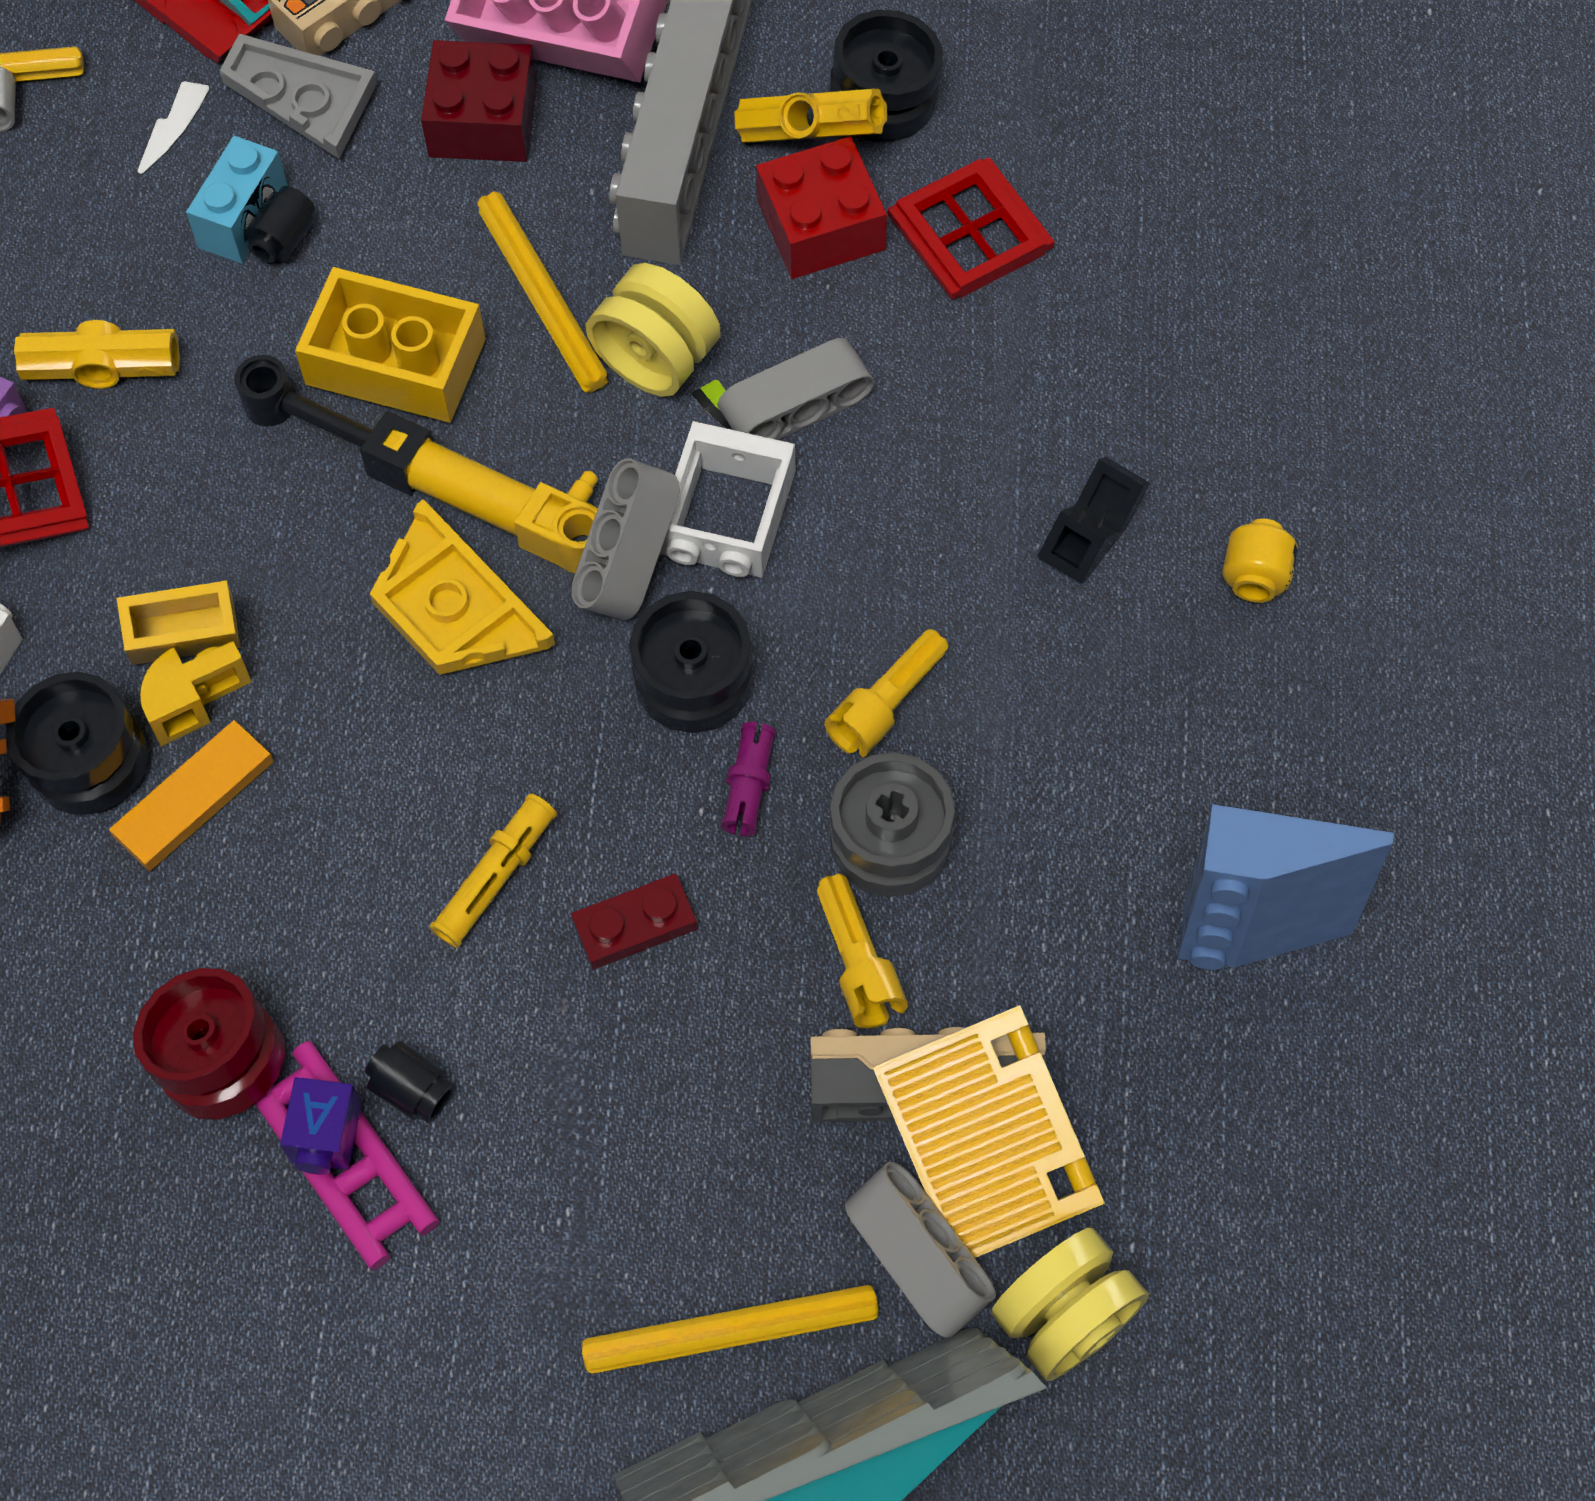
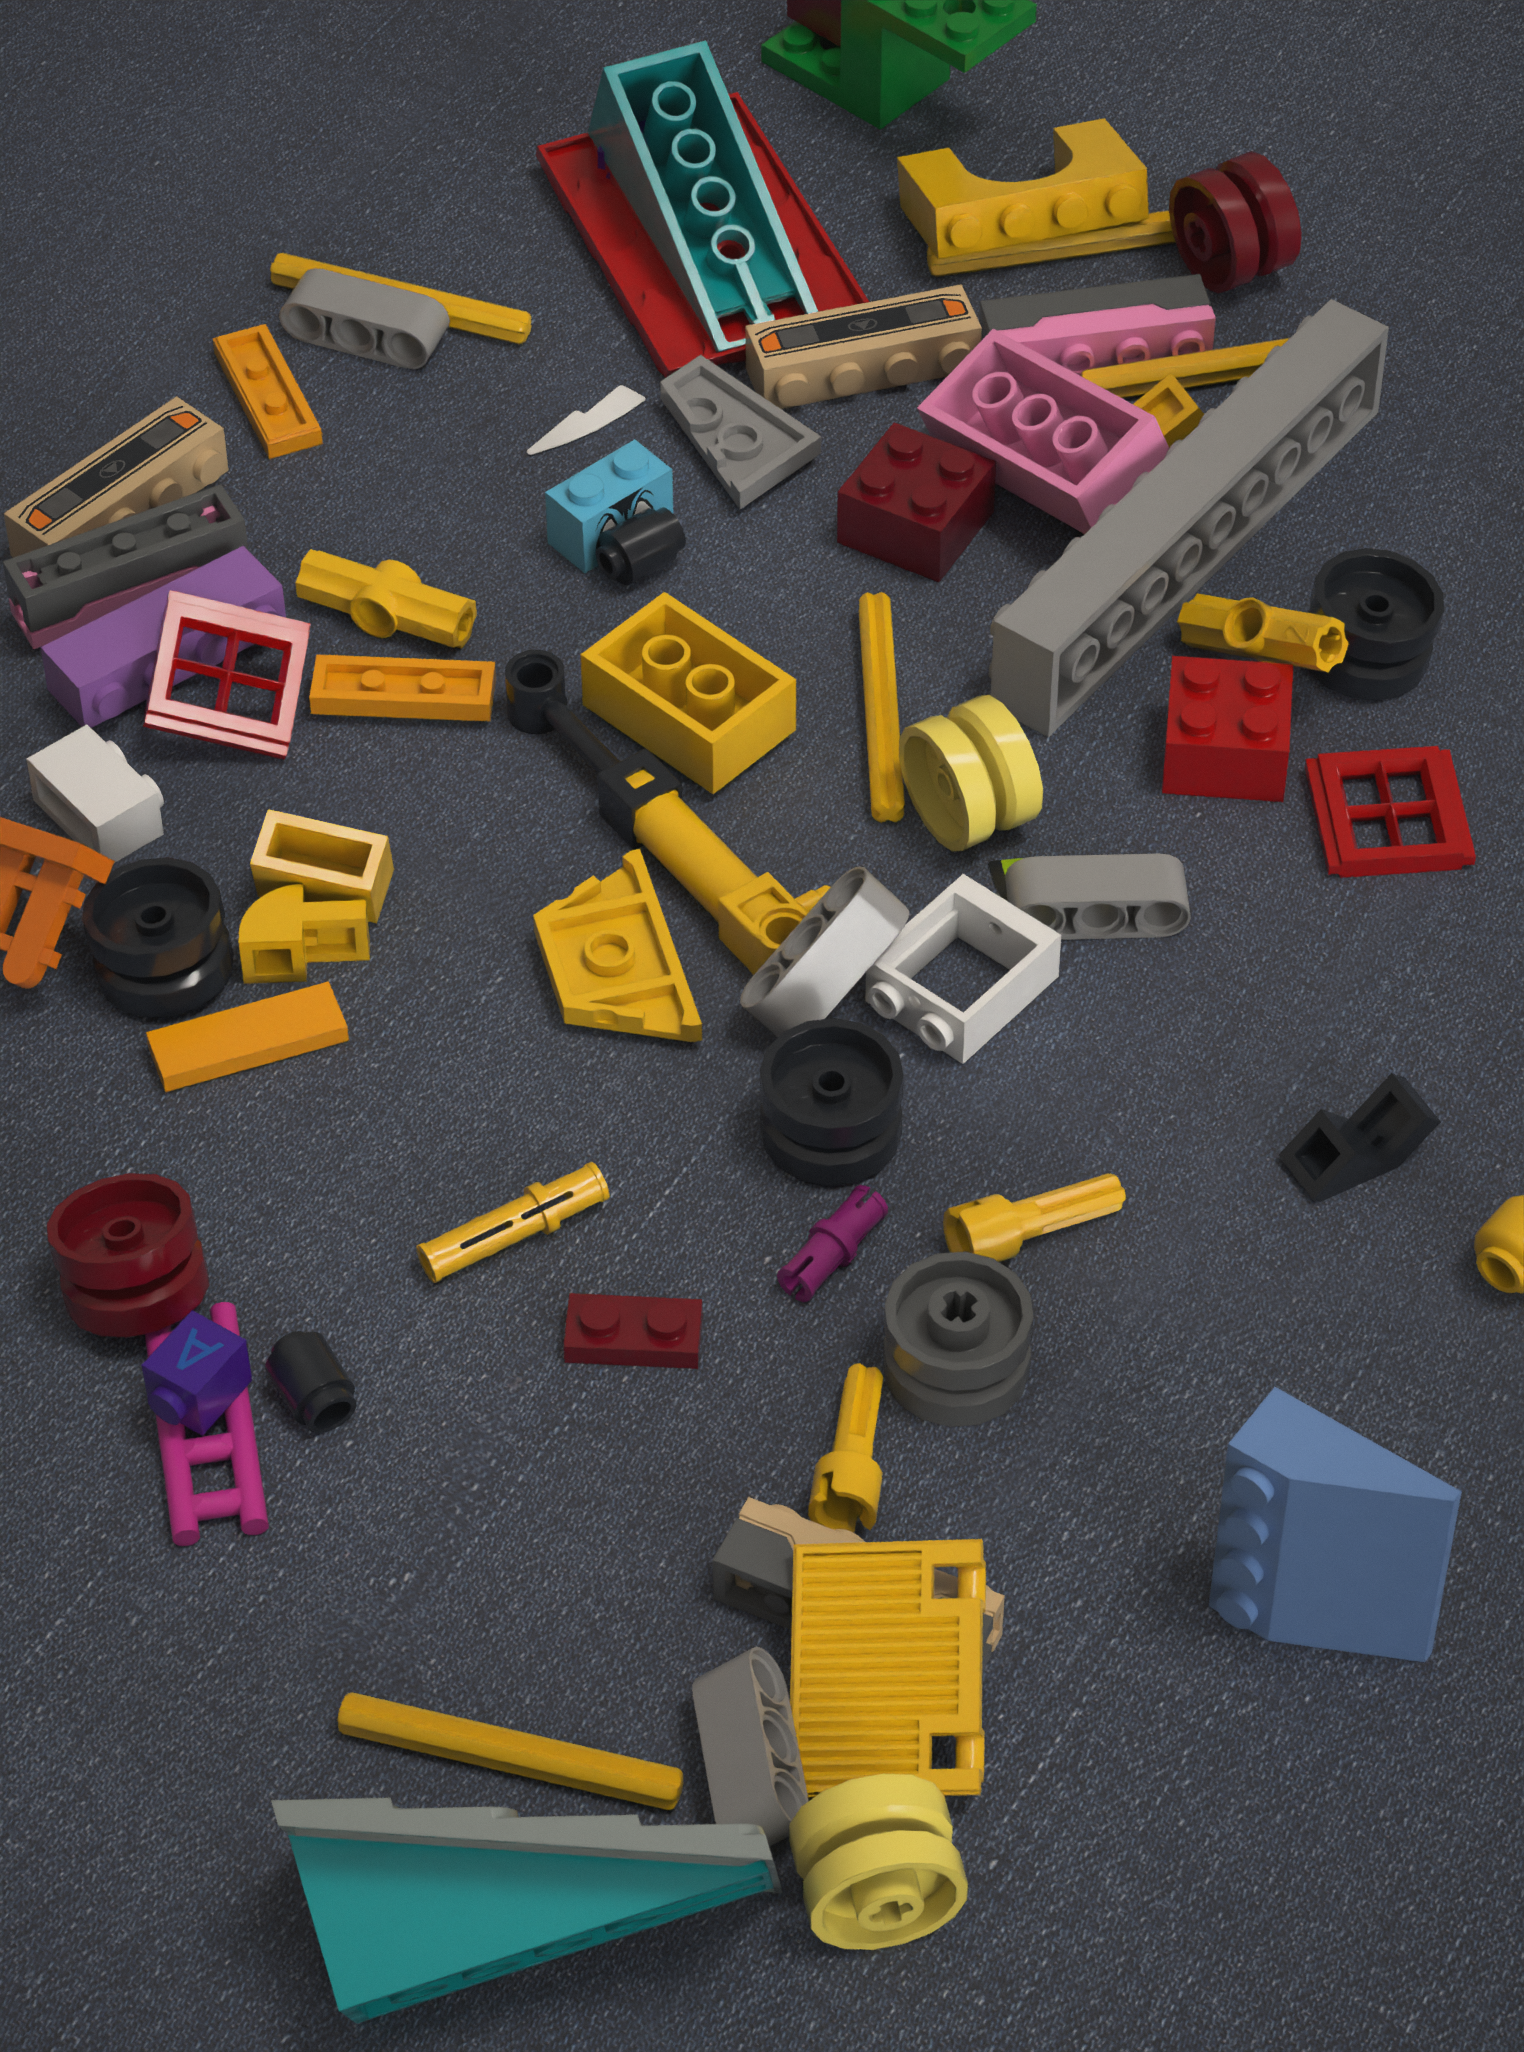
camera: 25 degrees right, 15 degrees down
(153, 429) = (403, 687): none -> light orange plate

